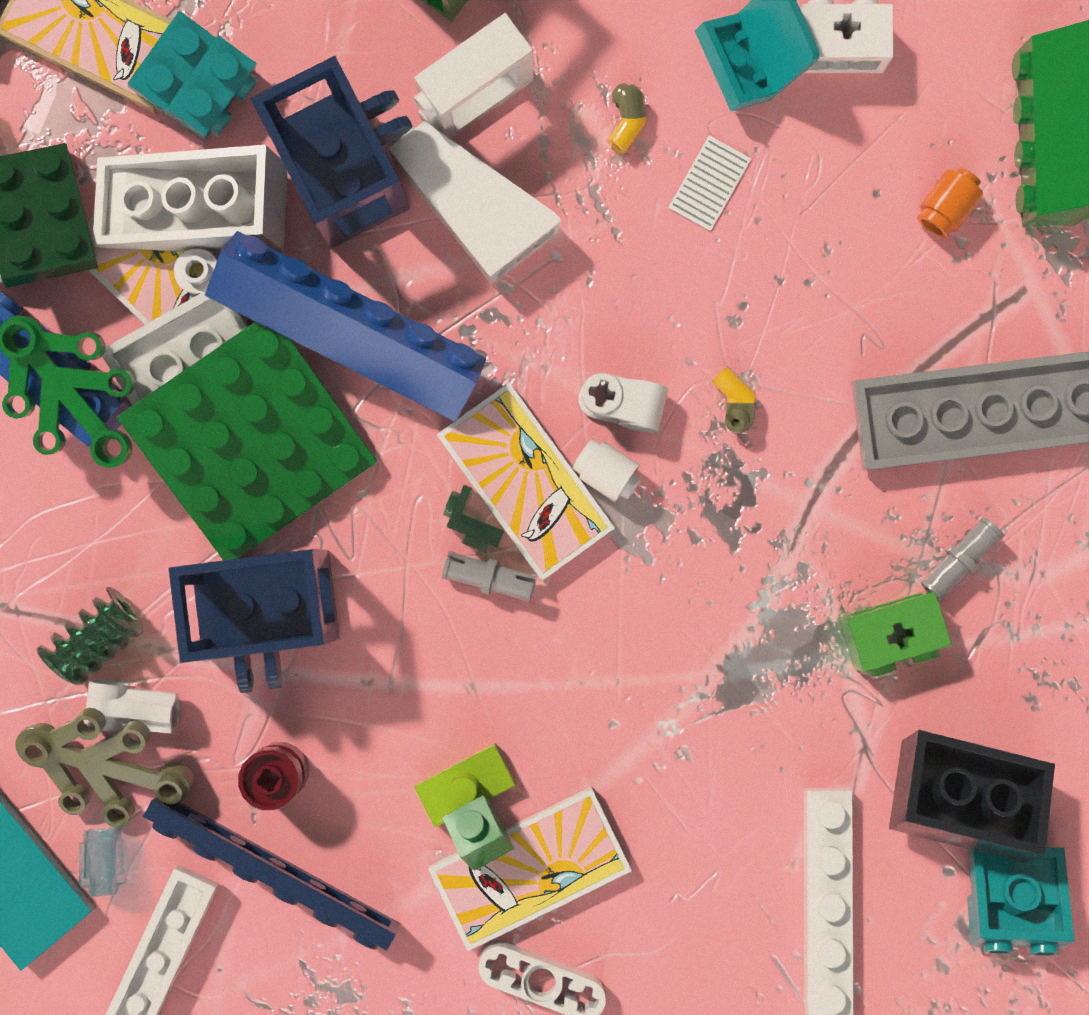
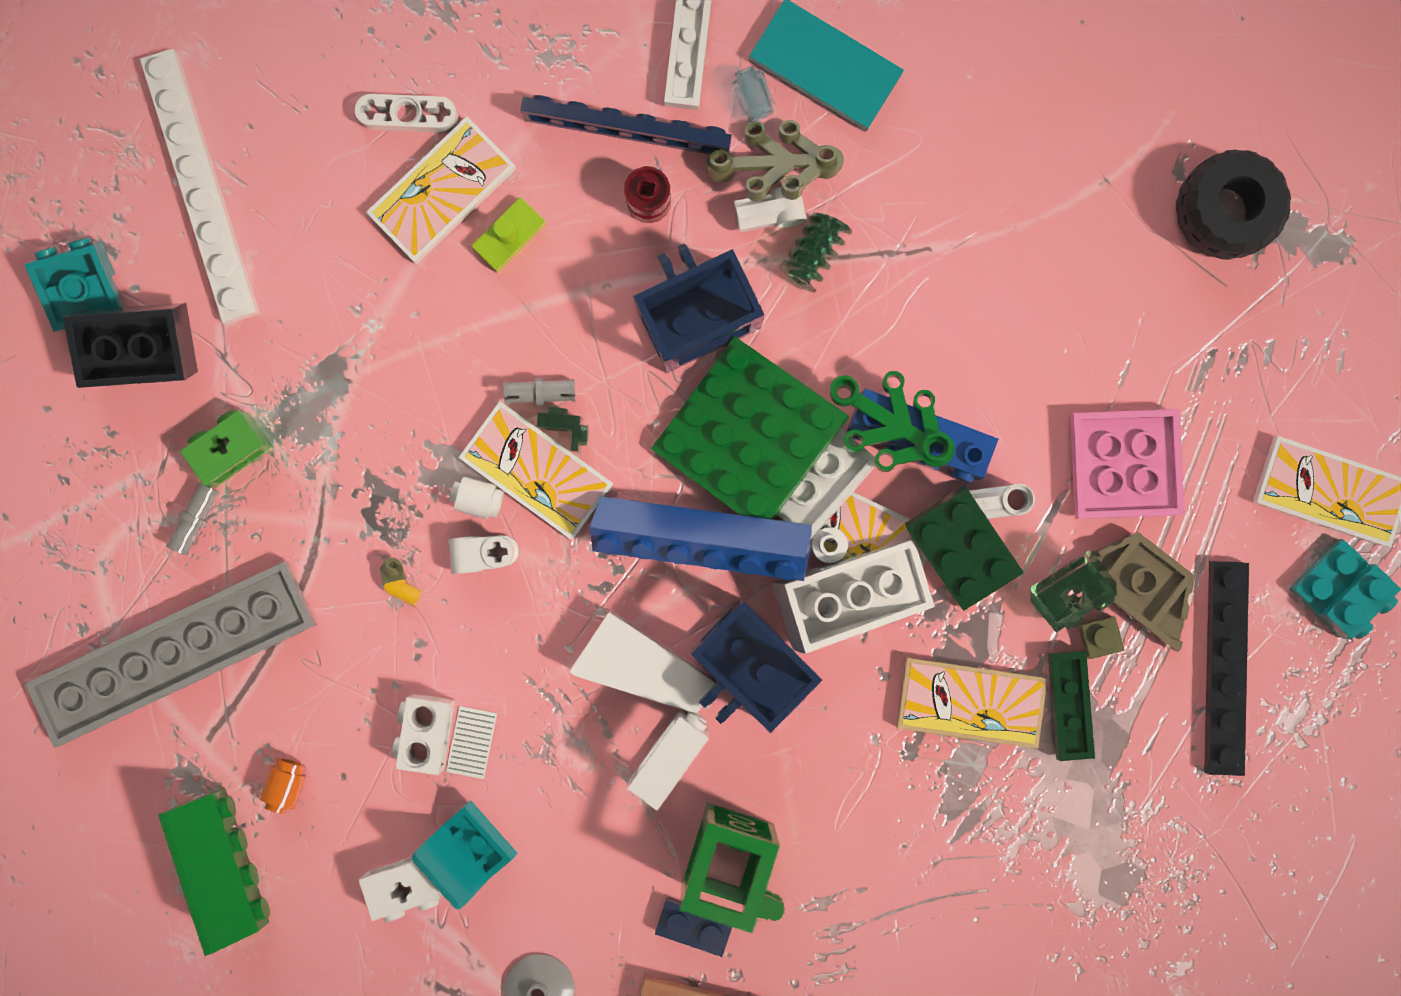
camera: 165 degrees right, 0 degrees up
(194, 77) = (882, 691): teal plate -> none
(478, 833) = (484, 201): brick -> none
(633, 116) = (545, 774): arm -> none
(754, 204) = (432, 736): none -> white brick

